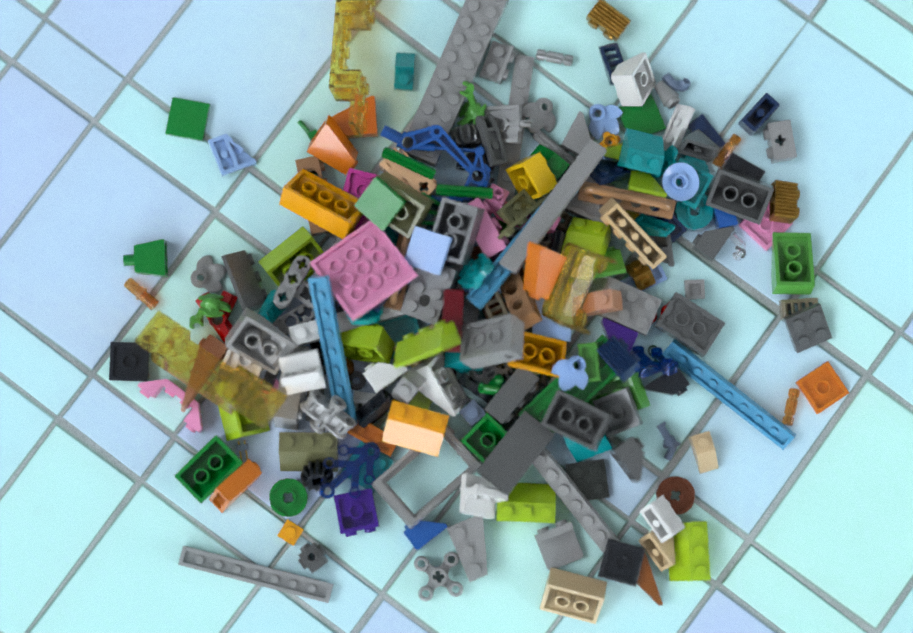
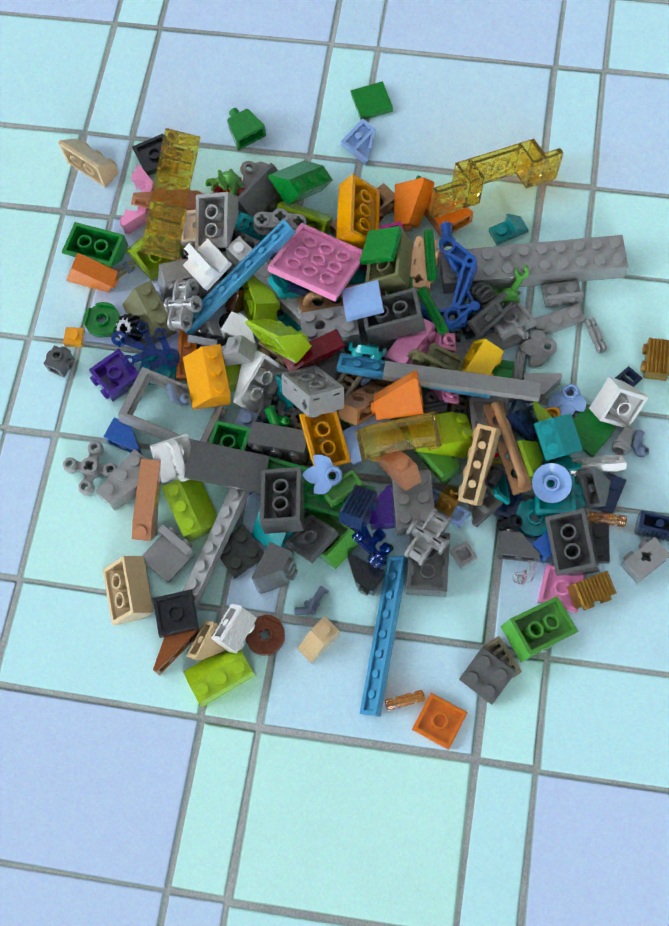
camera: 70 degrees right, 15 degrees down
(102, 429) = (89, 161): none -> tan slope
(141, 293) = (213, 137): clear orange axle -> none
(251, 237) = (300, 181): none -> green slope
(255, 574) = (25, 329): light grey plate -> none
(420, 465) = (180, 399): none -> sand blue arm
(504, 539) = (147, 500): none -> nougat slope
(648, 225) = (497, 470): none -> black pin
(676, 319) = (427, 537): none -> light grey axle
(691, 232) = (513, 522): none -> black pin

